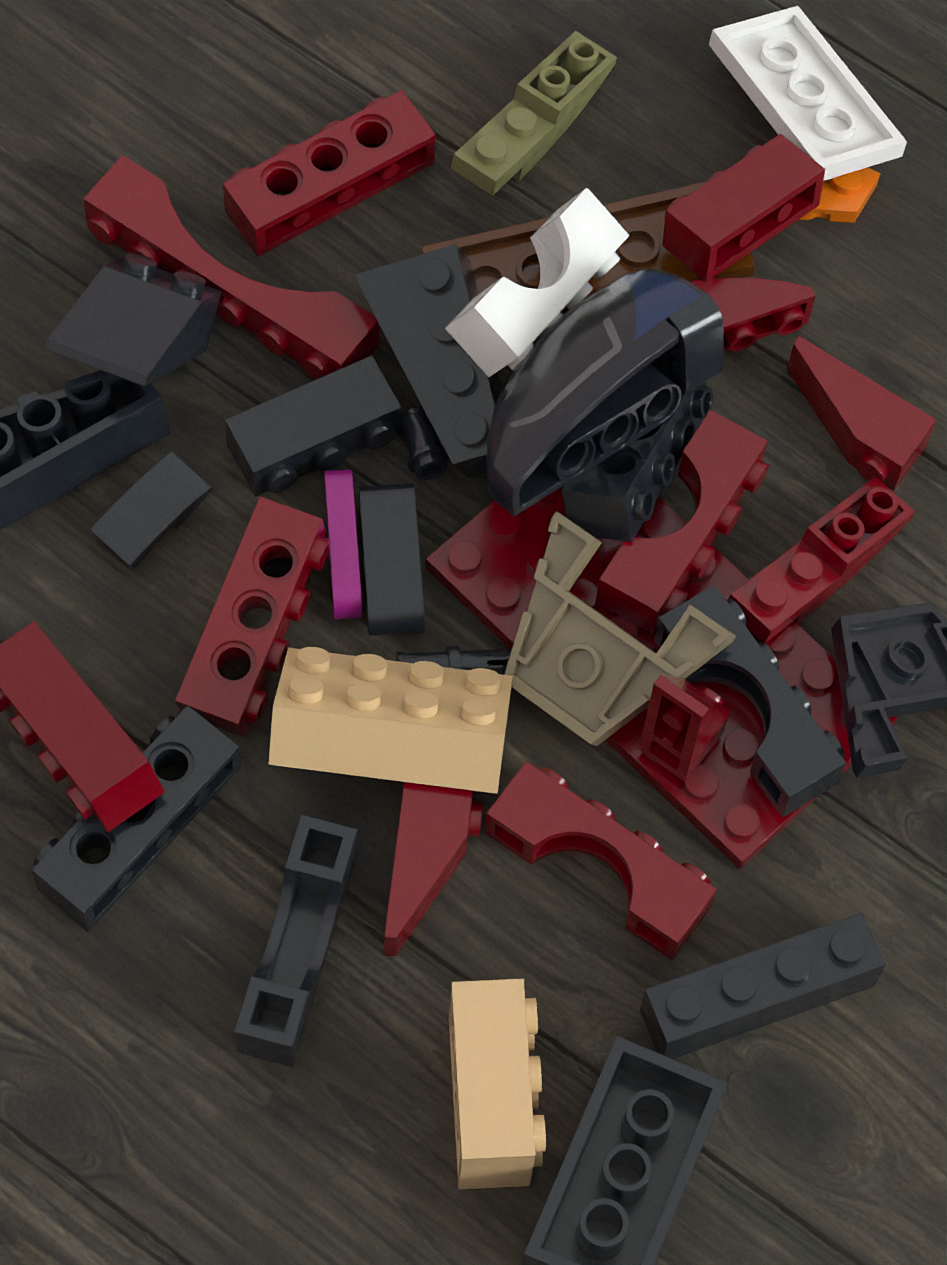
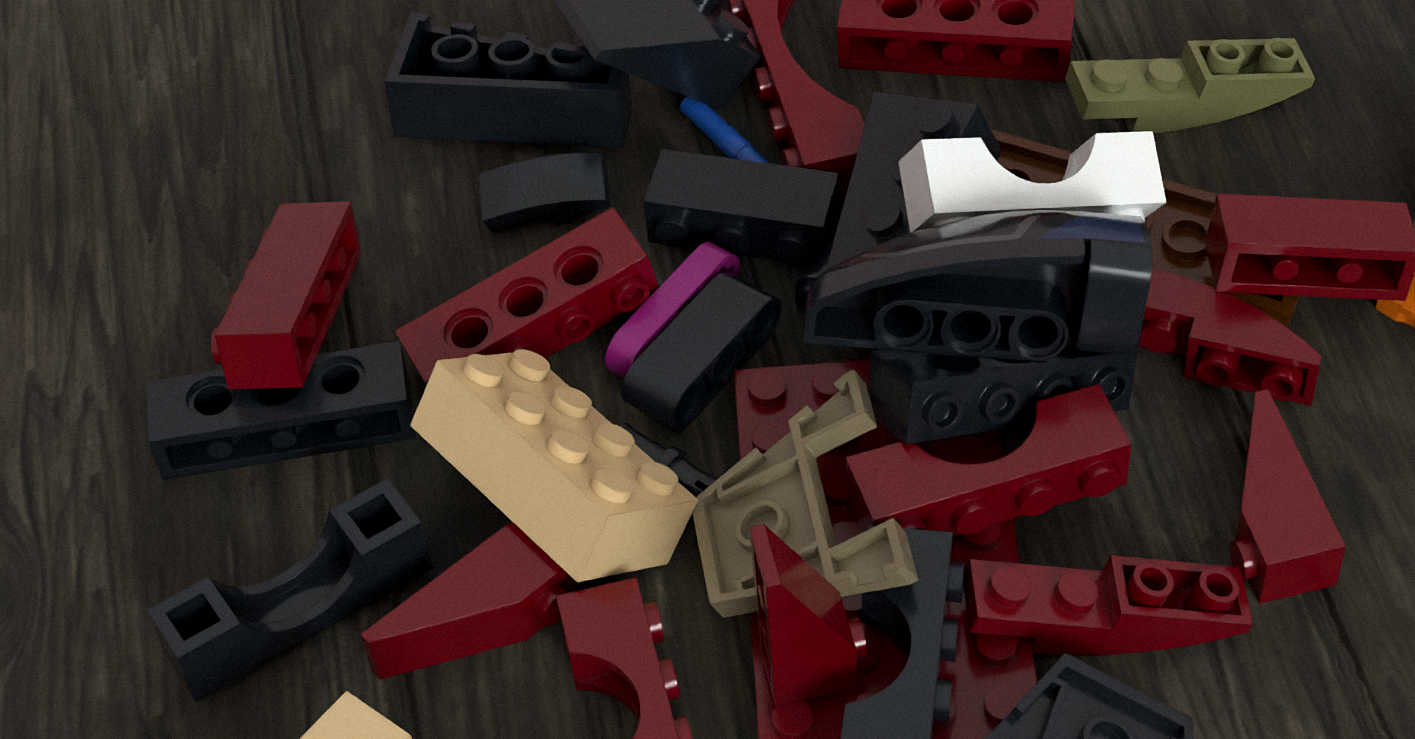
camera: 50 degrees right, 15 degrees down
(243, 374) = (722, 134): none -> blue piece

